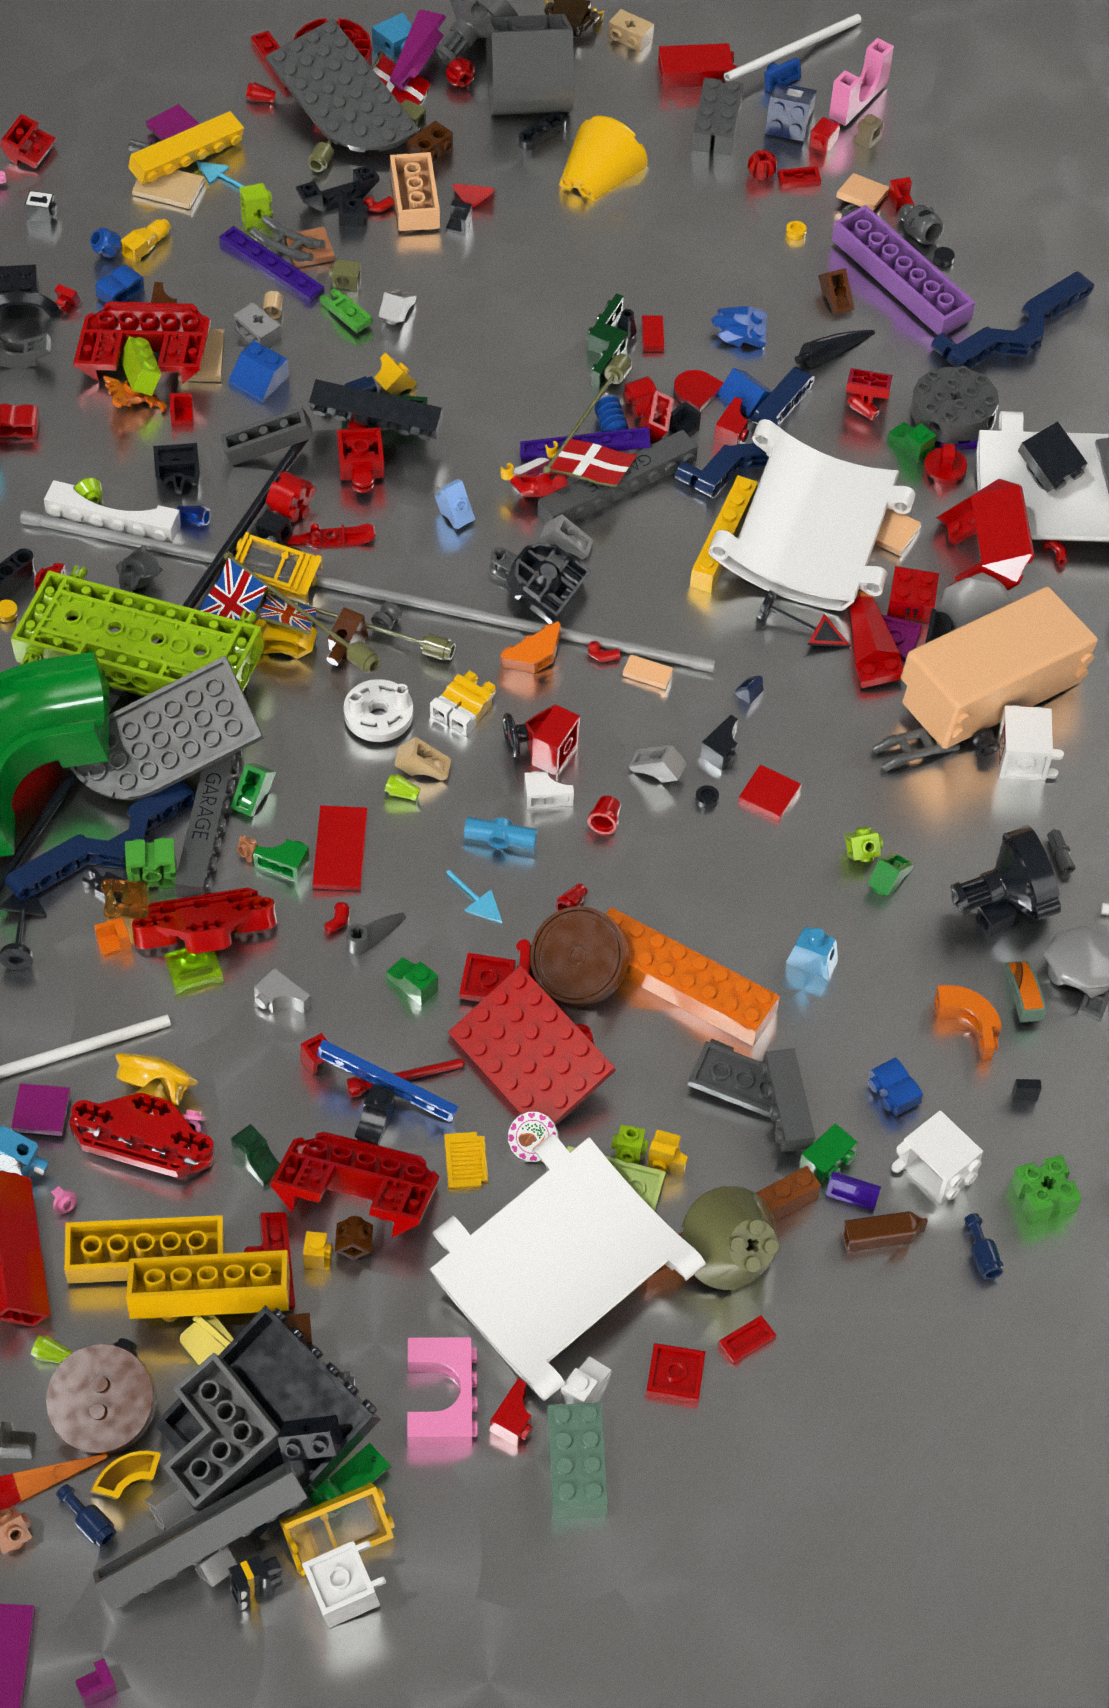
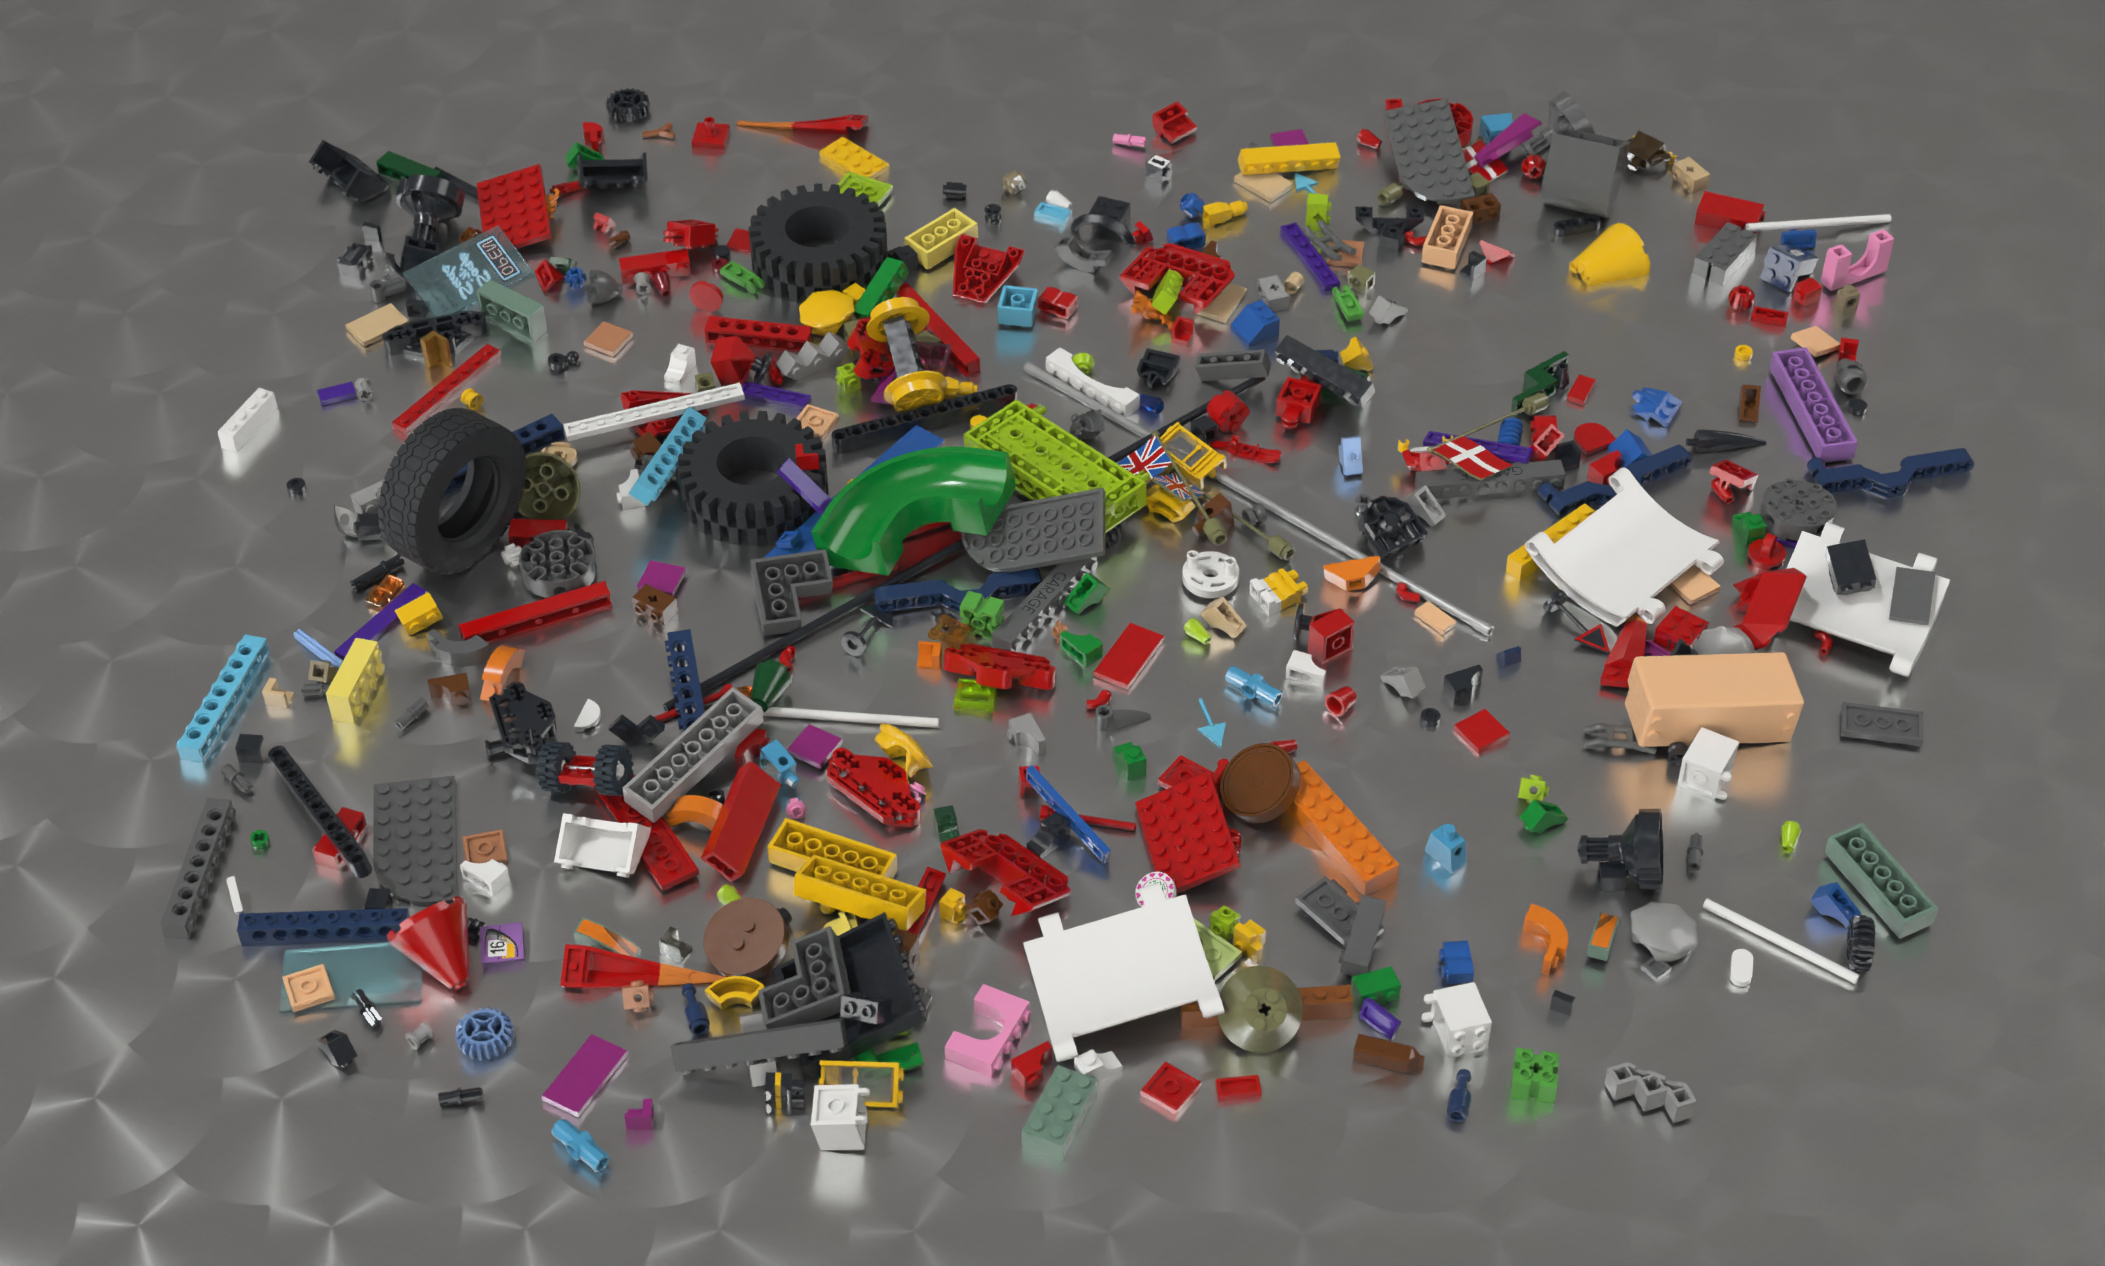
camera: 30 degrees right, 10 degrees down
(466, 1160) = (1098, 891): yellow window -> none

